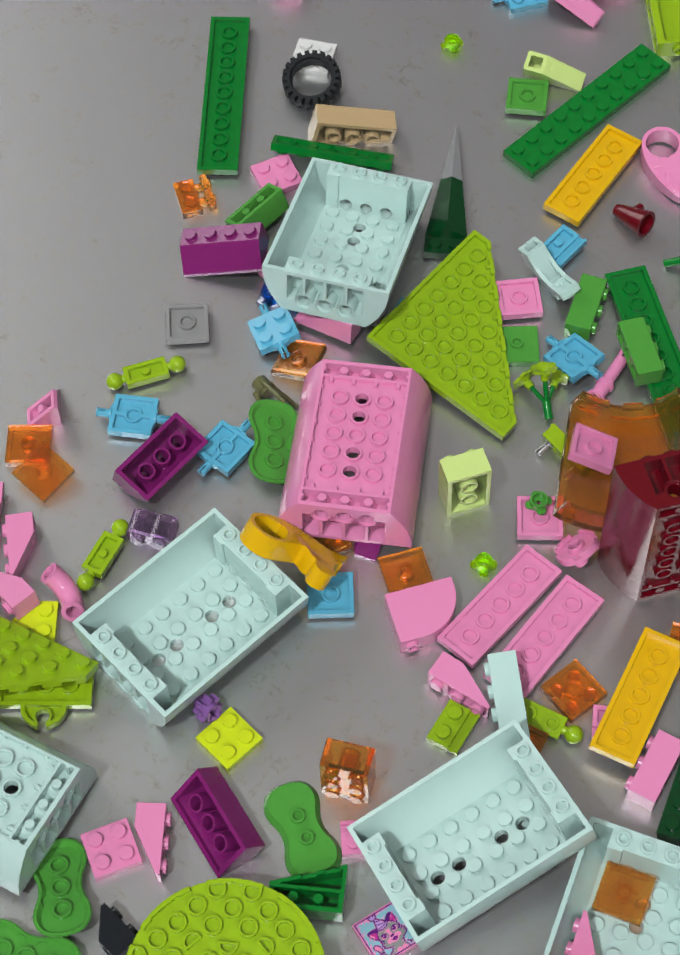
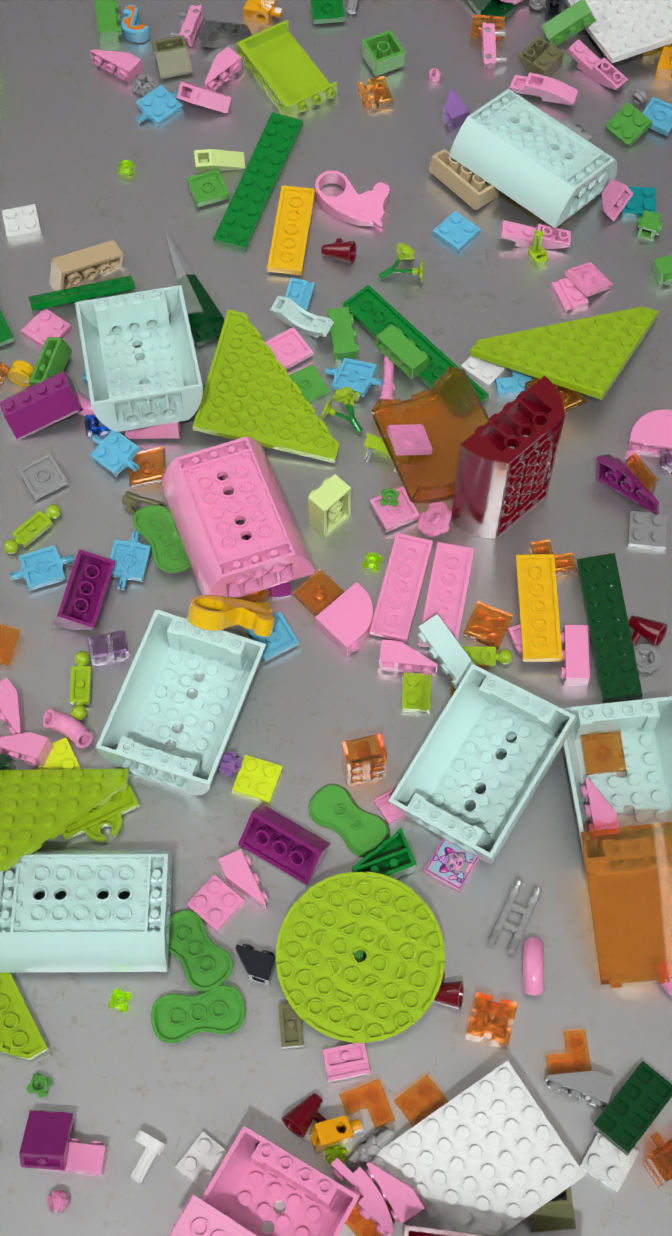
camera: 30 degrees left, 5 degrees up
(222, 208) = (20, 373): none -> yellow wheel
(308, 60) = (28, 222): black tyre -> none

